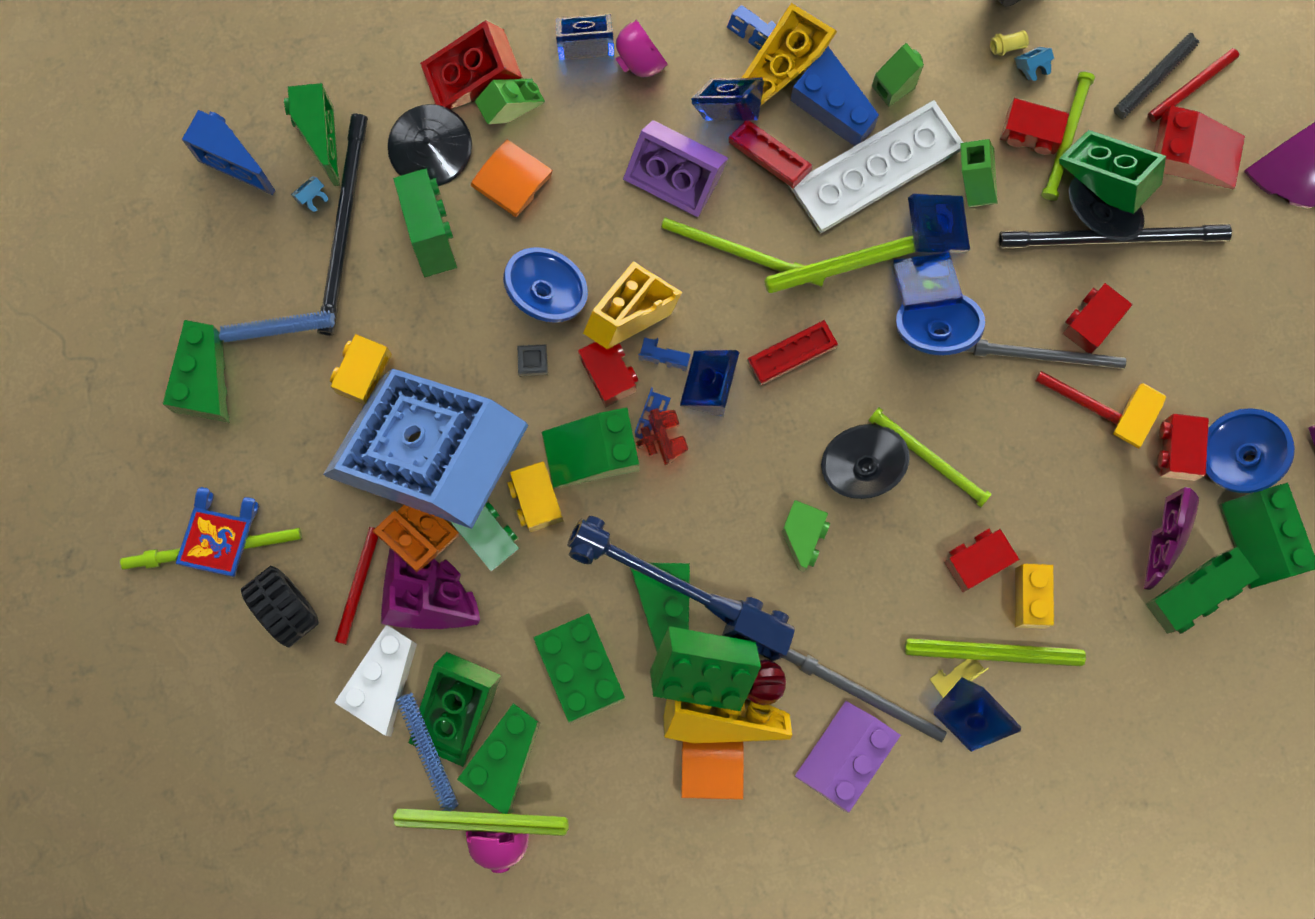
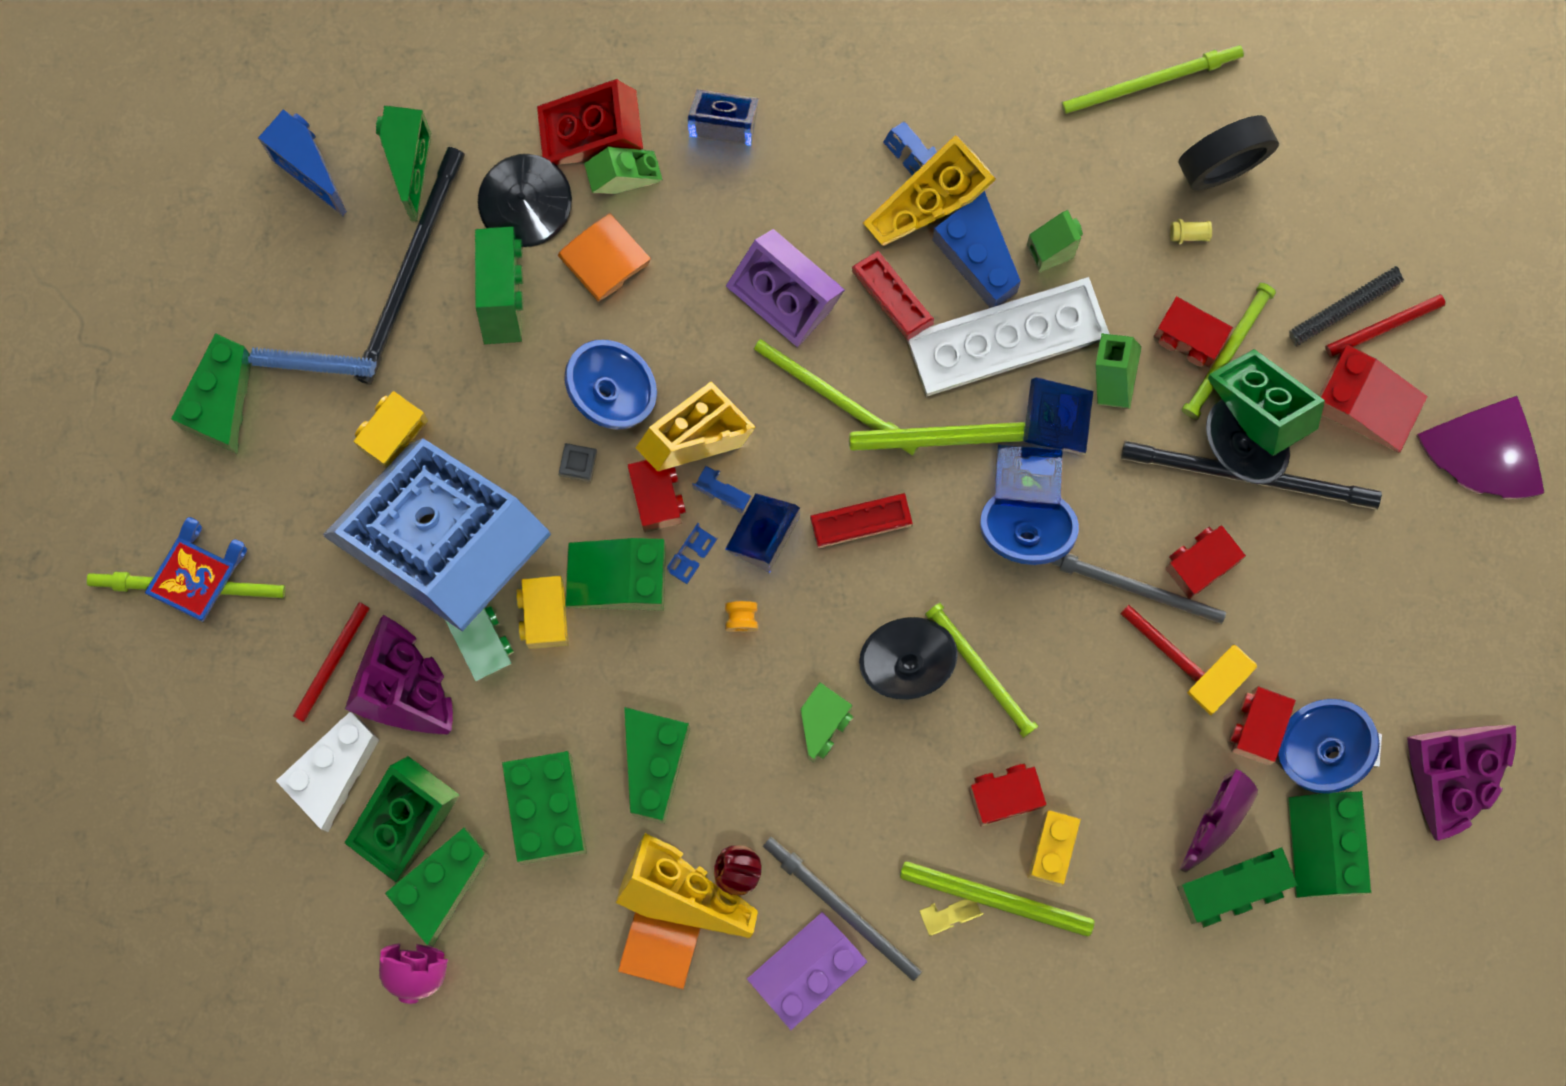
camera: 15 degrees right, 0 degrees up
(279, 606) = (242, 665): black tyre -> none
(308, 191) = (380, 221): dark azure tile -> none
(416, 535) = (404, 624): orange slope -> none
(428, 752) = (361, 852): medium blue axle -> none
(481, 822) = (399, 944): lime axle -> none
(638, 52) = (776, 149): dark pink cylinder -> none
(660, 423) = (700, 594): clear red hips -> none
(704, 668) = (675, 840): green brick -> none
(710, 459) = (741, 616): none -> light orange wheel
(729, 99) = (863, 224): clear blue slope -> none
(742, 618) = (733, 798): dark blue bar -> none
(975, 715) = (953, 961): clear blue slope -> none
(1031, 60) = (1212, 256): dark azure tile -> none

